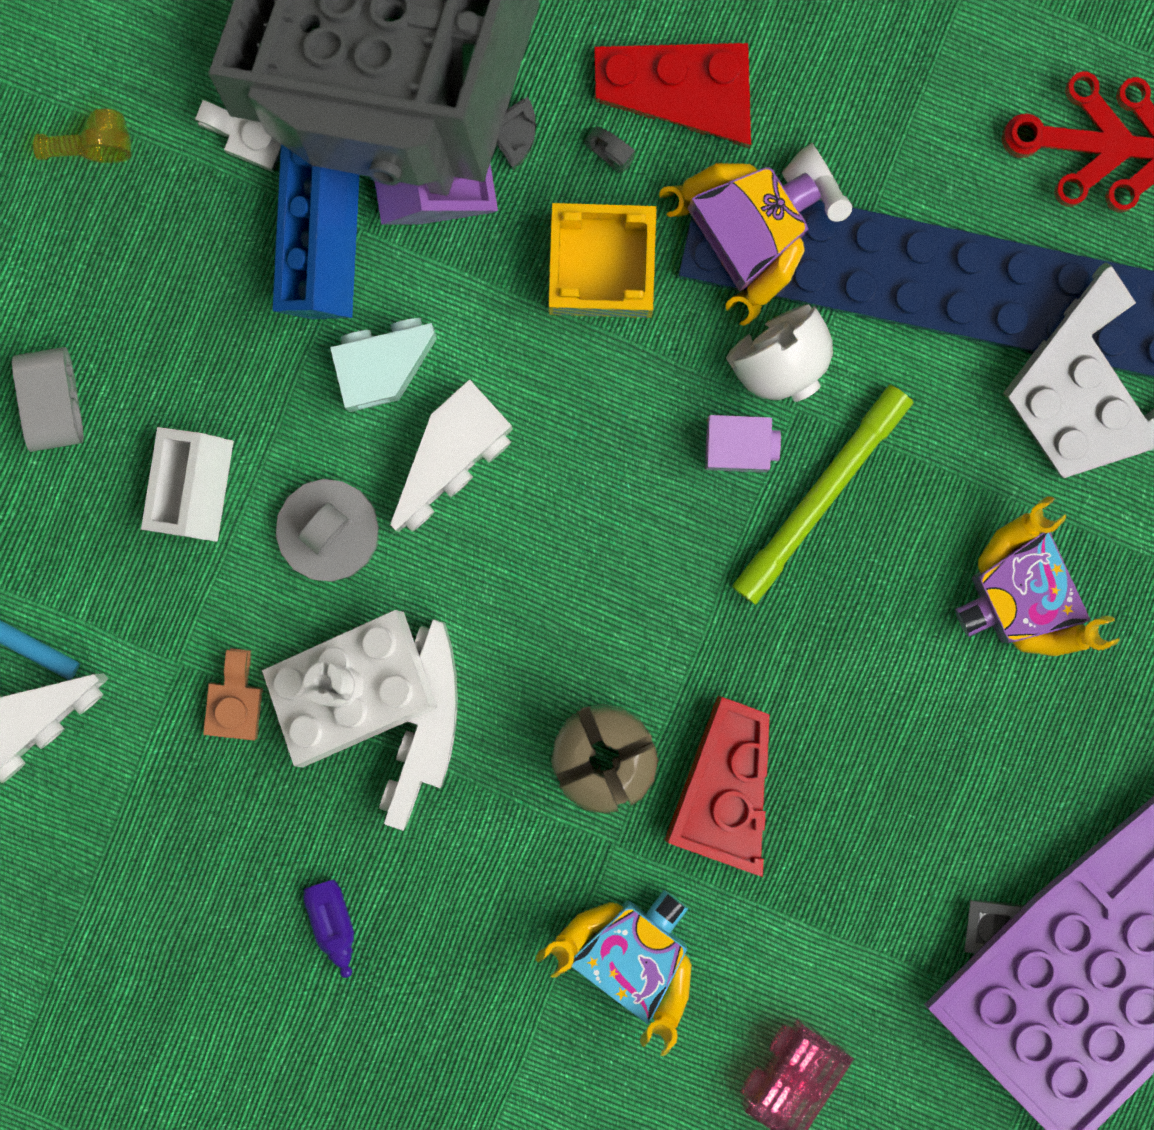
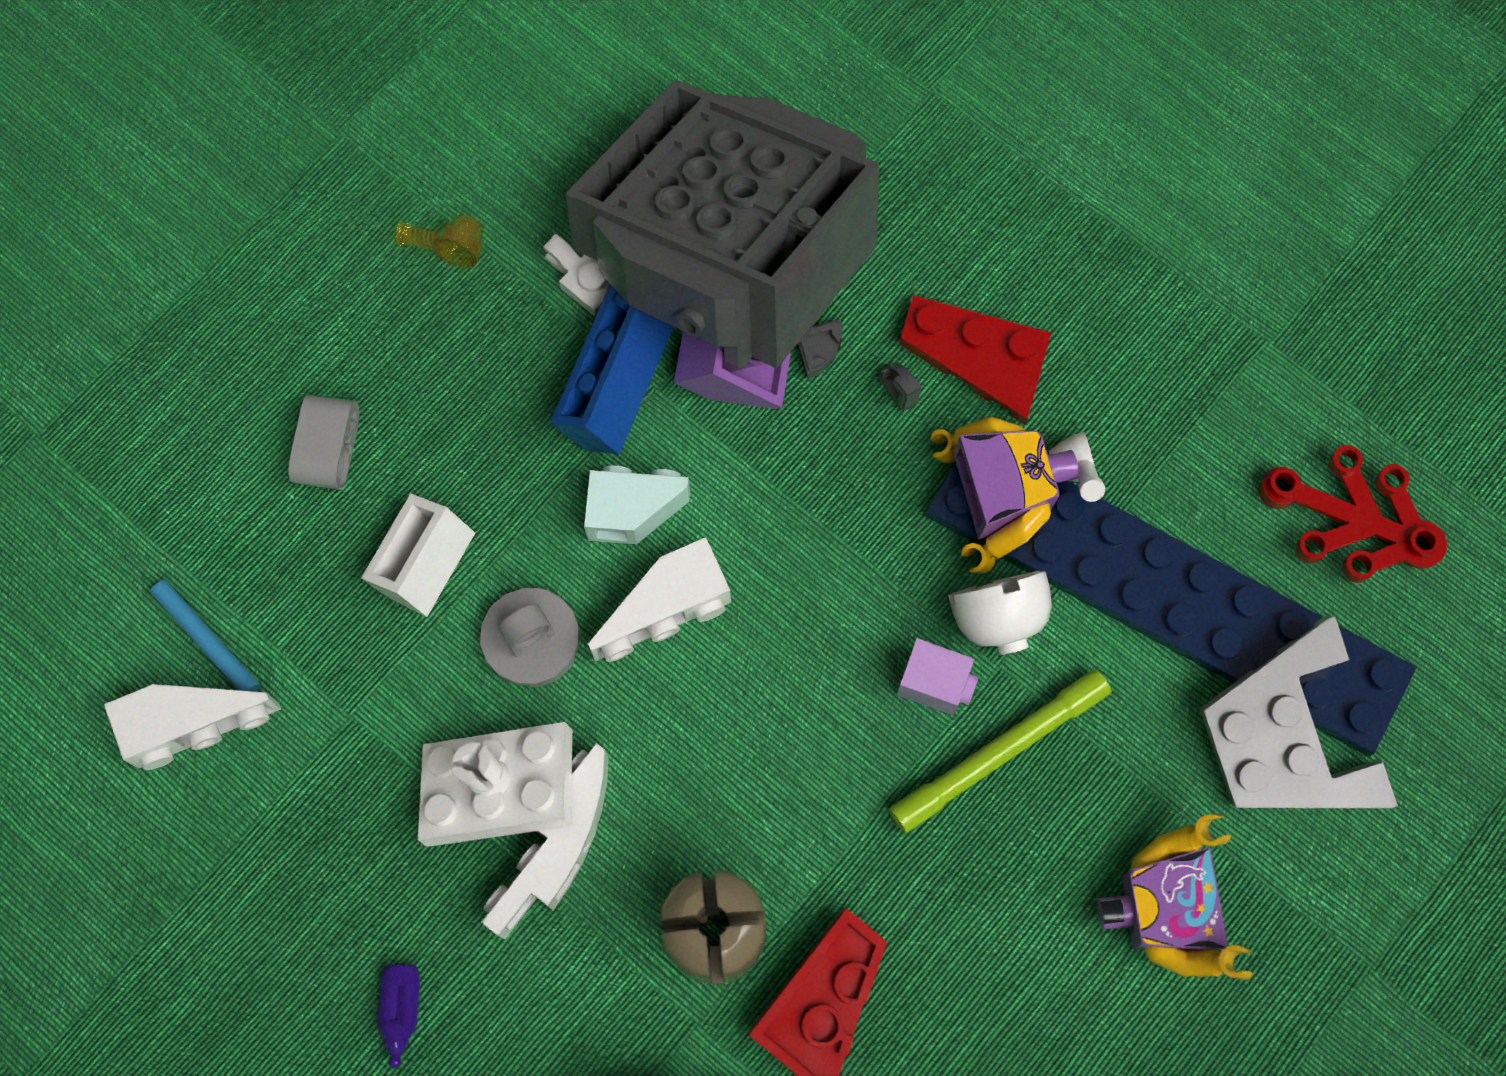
camera: 20 degrees right, 15 degrees down
(233, 705) = (385, 769): nougat plate -> none
(602, 260) = (860, 474): yellow container -> none

